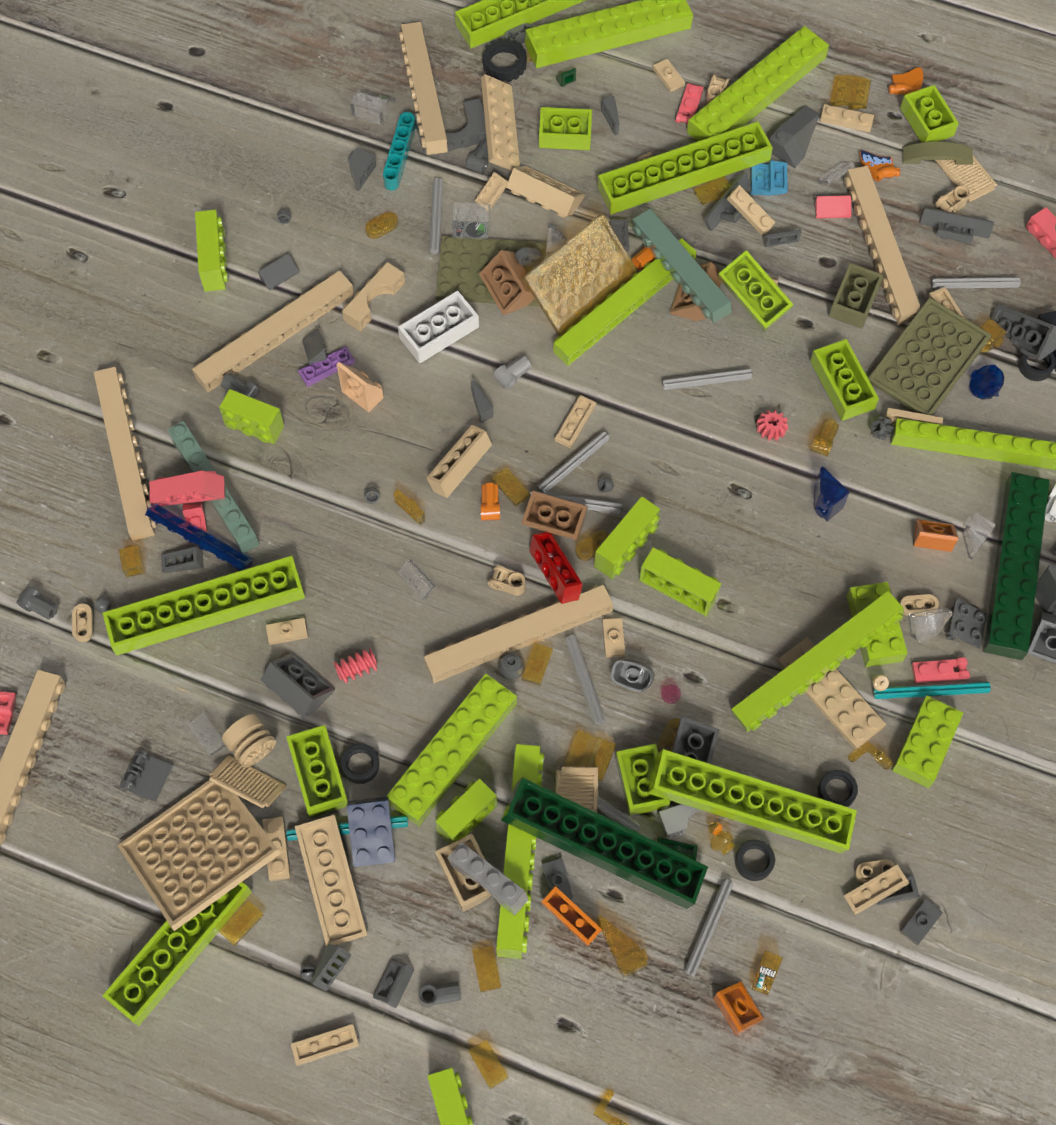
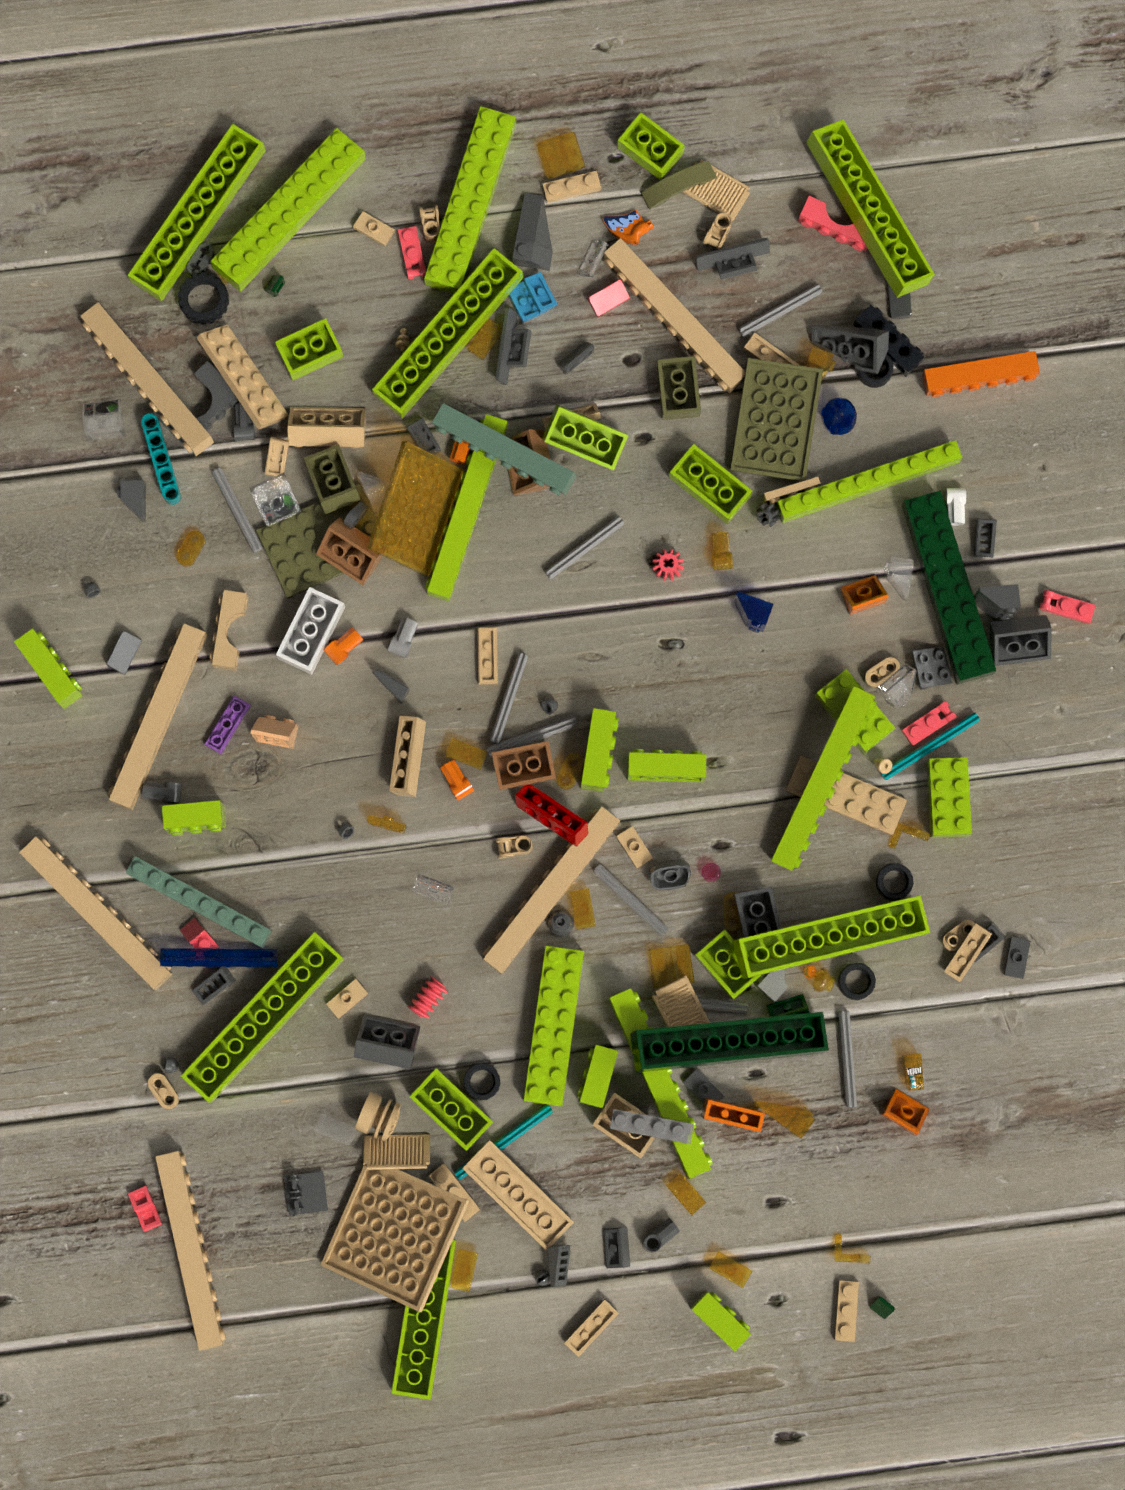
camera: 30 degrees left, 15 degrees up
(33, 601) = (108, 1096): dark grey piece -> none
(131, 561) = (170, 1011): clear yellow brick -> none
(187, 488) = (180, 923): coral wedge -> none
(314, 347) = (206, 714): dark grey slope -> none
(371, 831) = (528, 1136): brick -> none
(453, 354) = (339, 649): none -> orange piece
(525, 224) = (332, 479): none -> olive brick
(610, 113) = (340, 303): dark grey slope -> none
(750, 210) = (534, 347): tan plate -> none
(906, 82) = (610, 113): orange arm -> none

